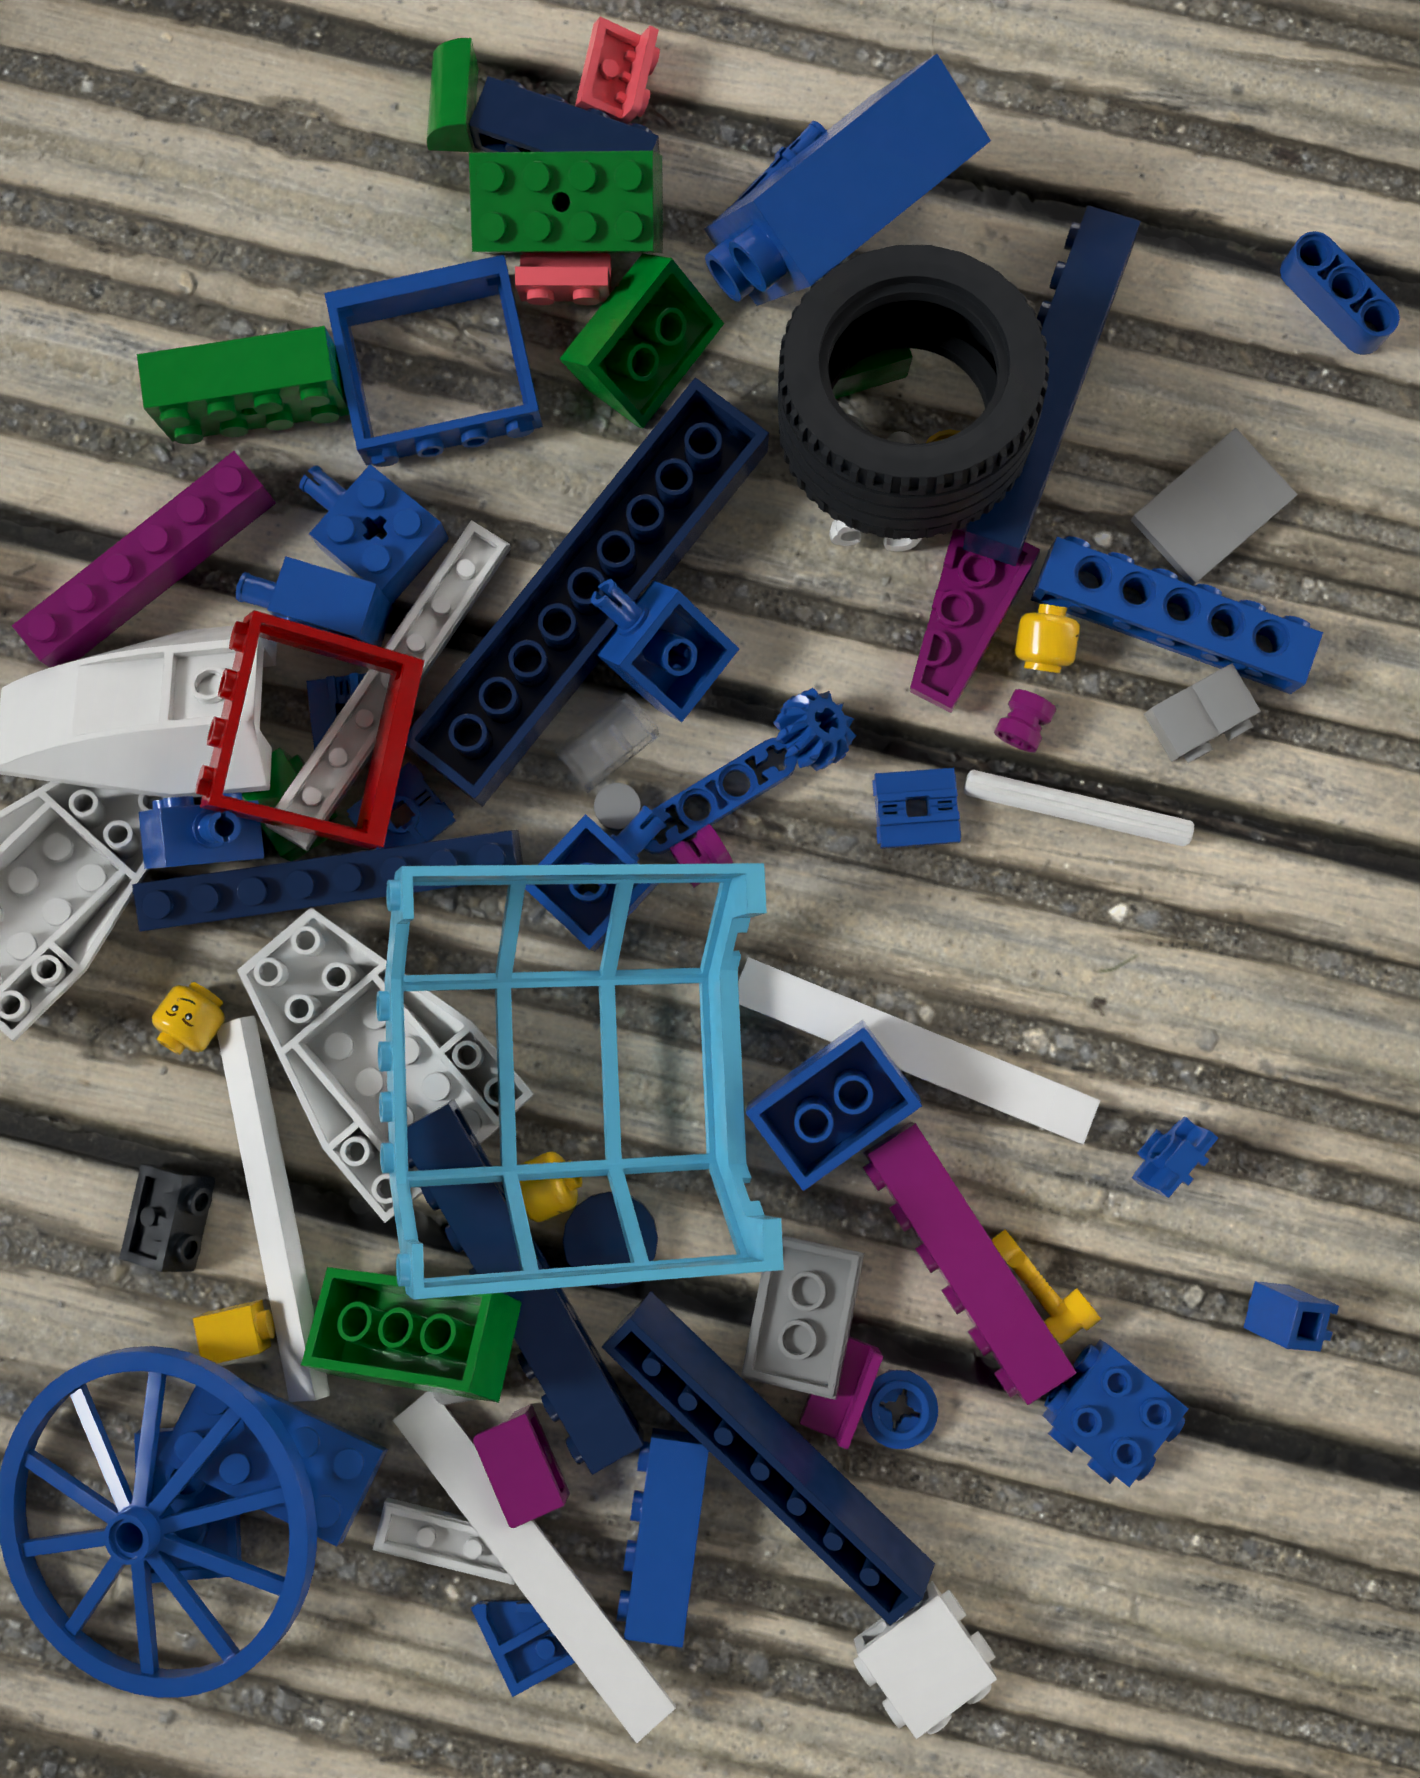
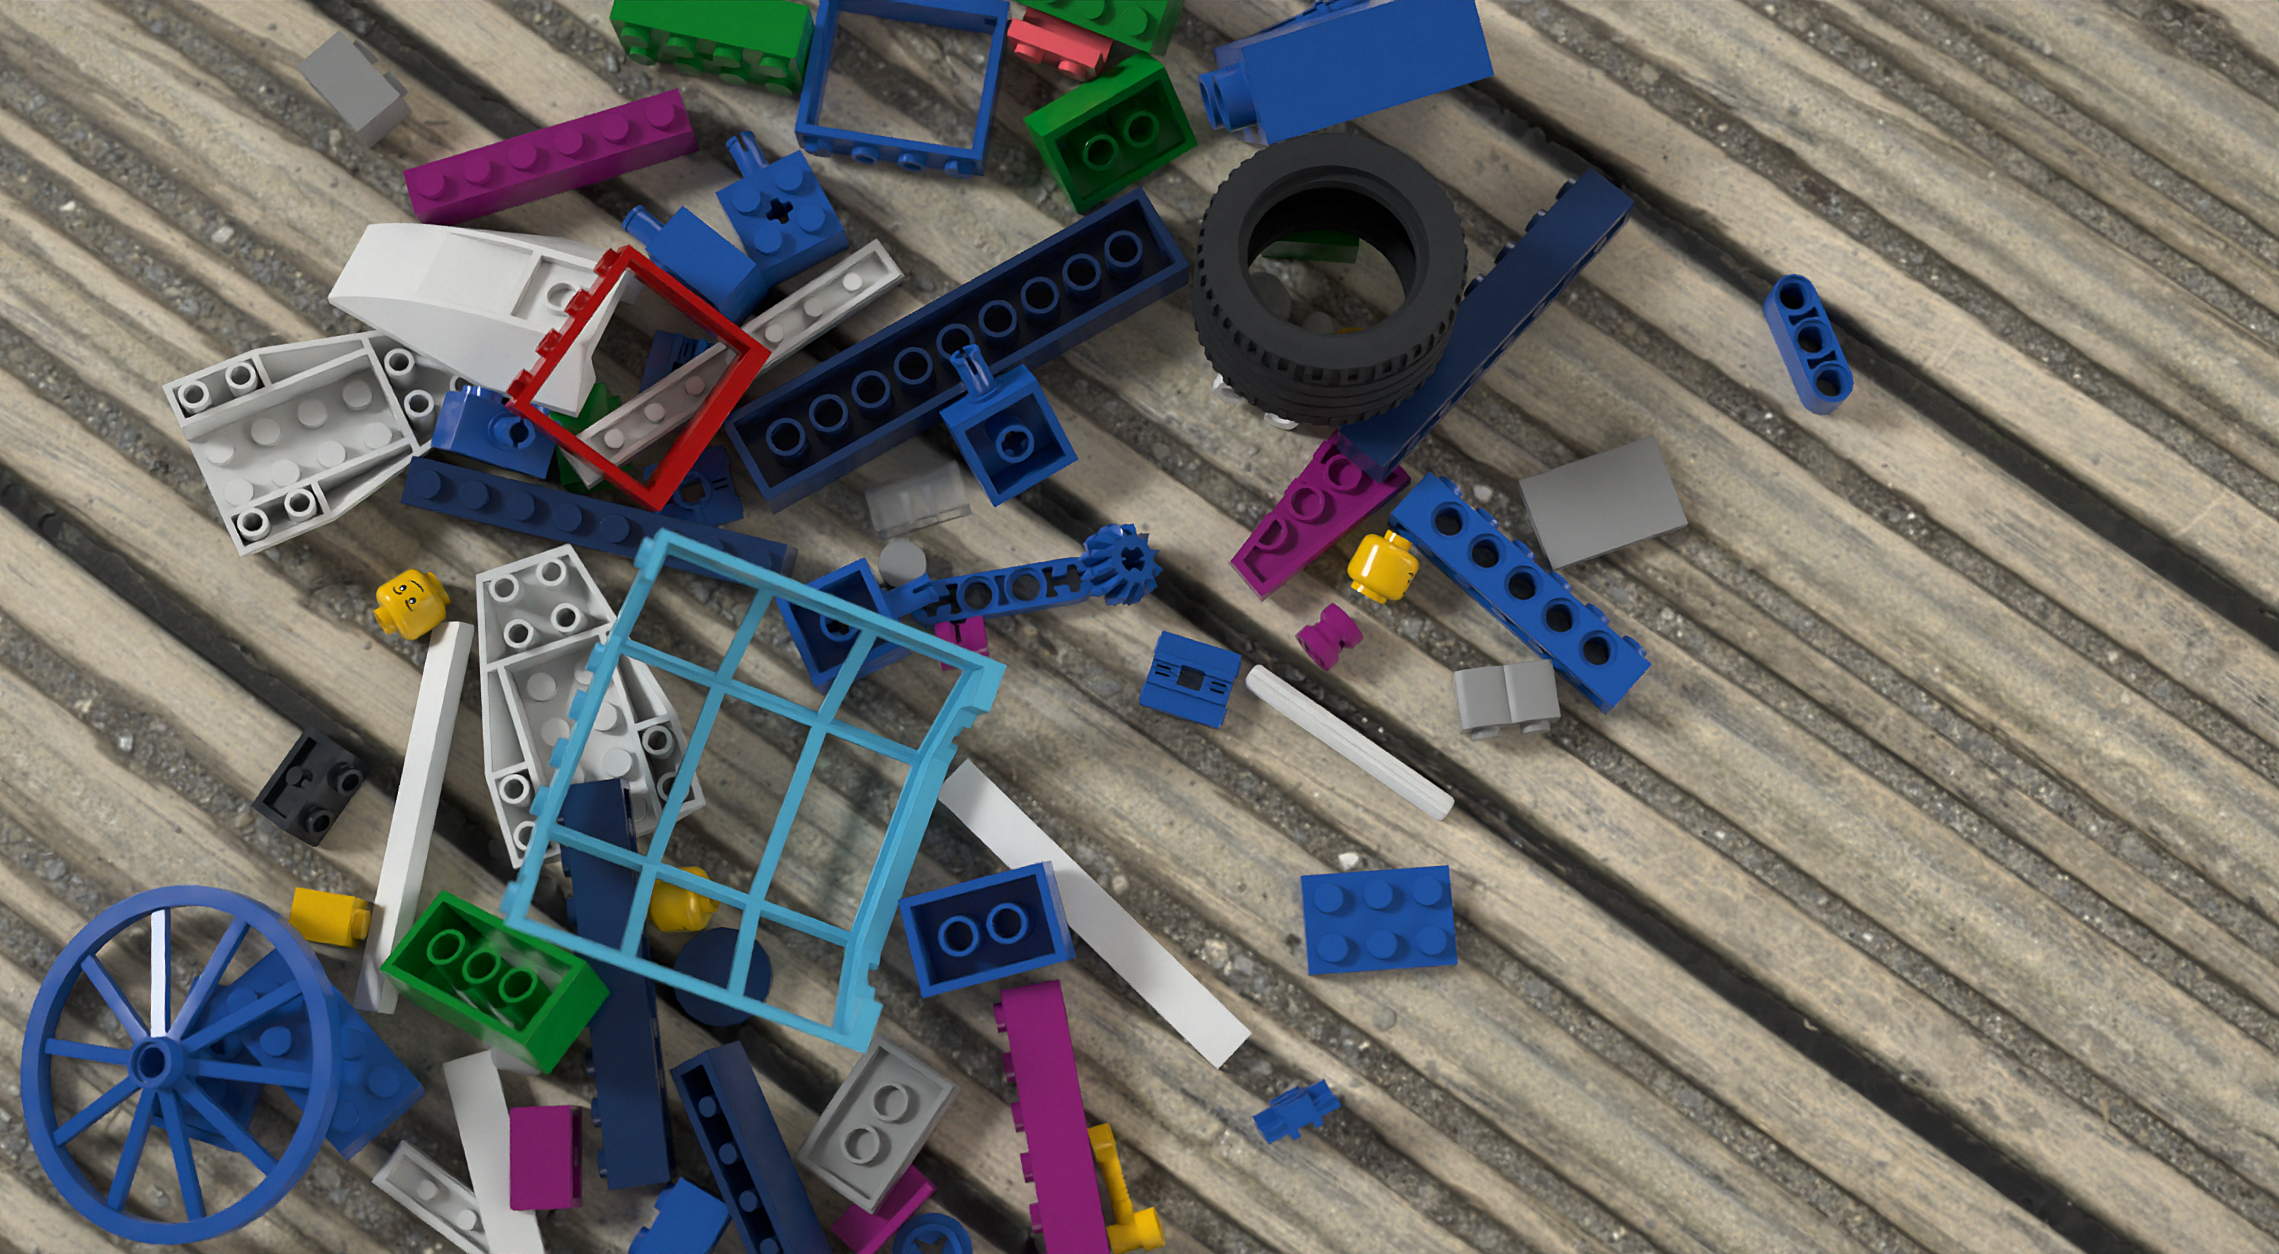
camera: 20 degrees right, 5 degrees down
(1168, 955) = (1378, 920): none -> blue plate

